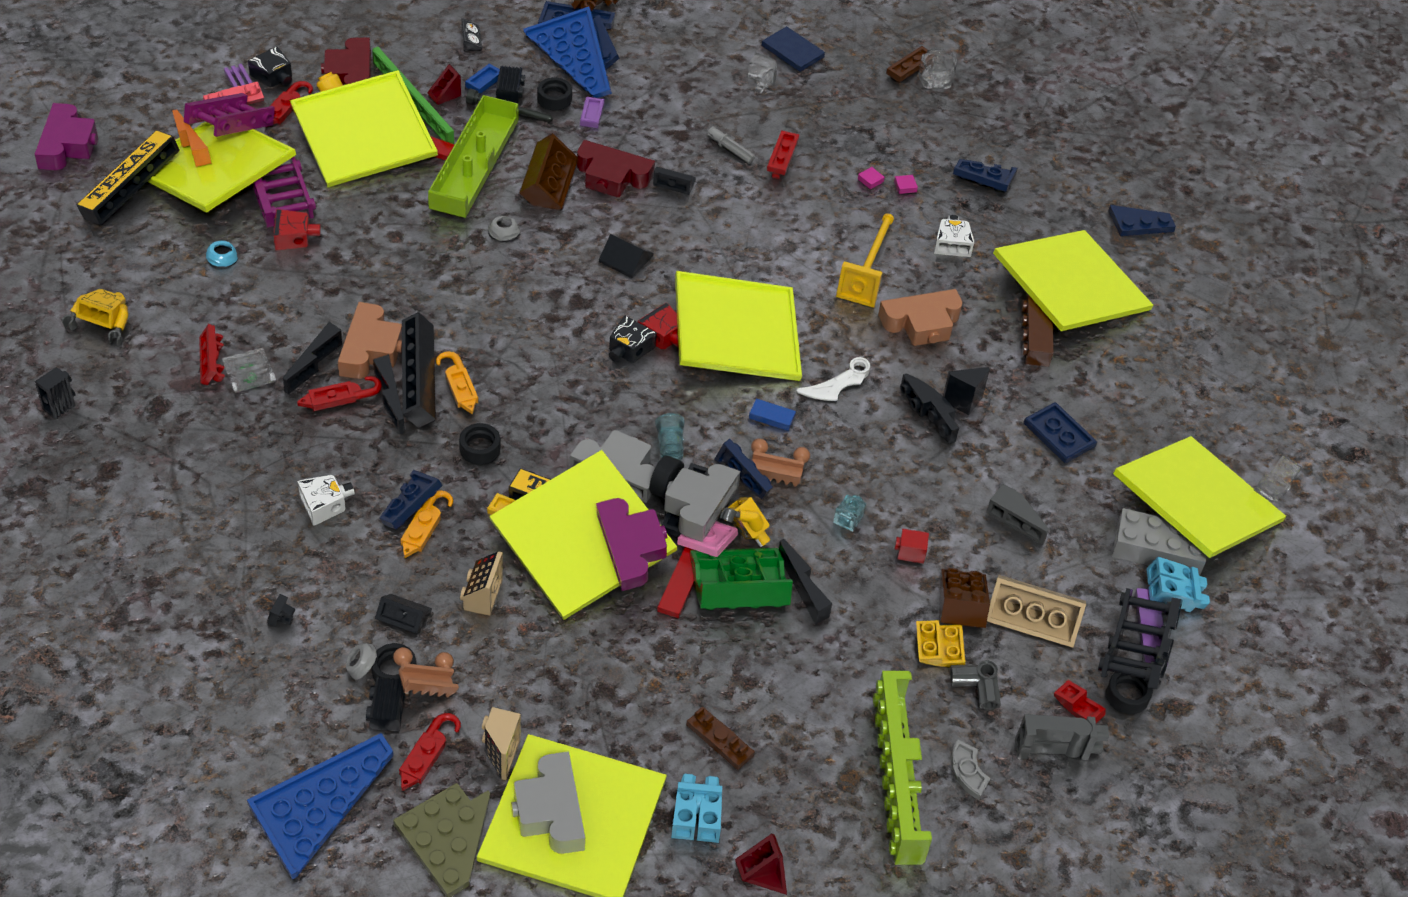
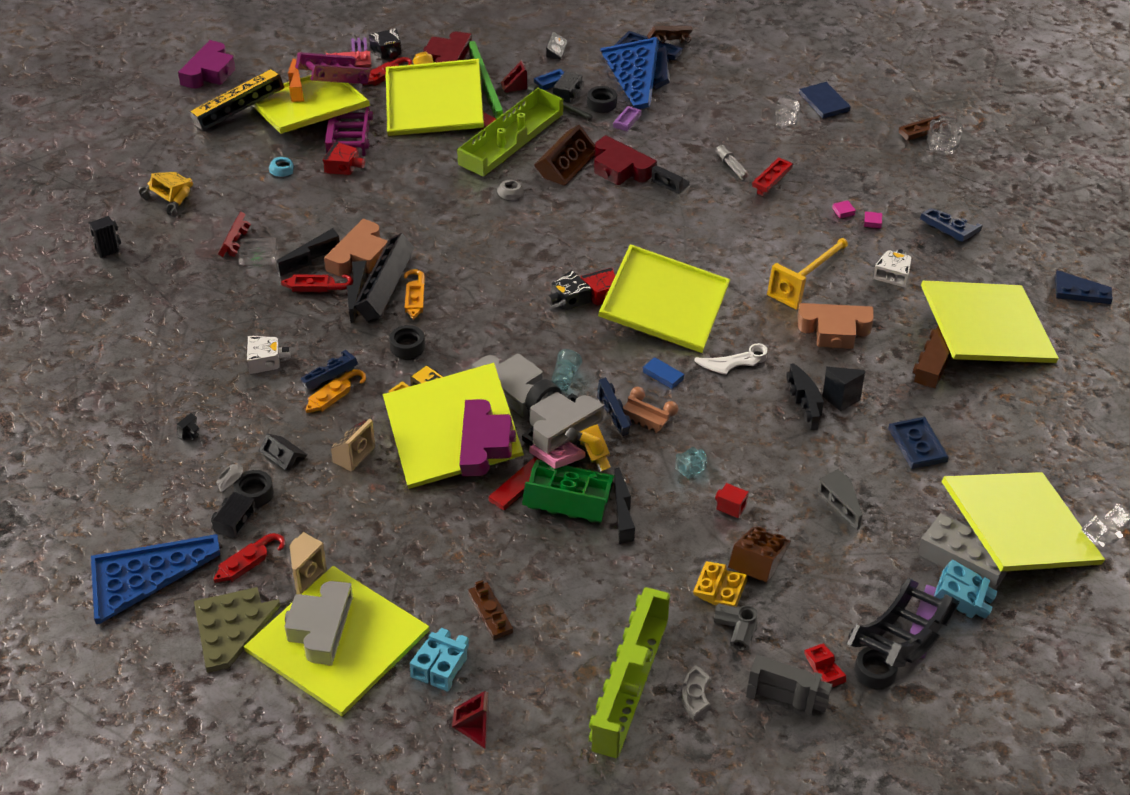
camera: 25 degrees right, 5 degrees down
(426, 678) = (270, 501): nougat gear -> none
(624, 256) = (598, 227): black slope -> none
(1036, 611) = (820, 579): tan slope -> none

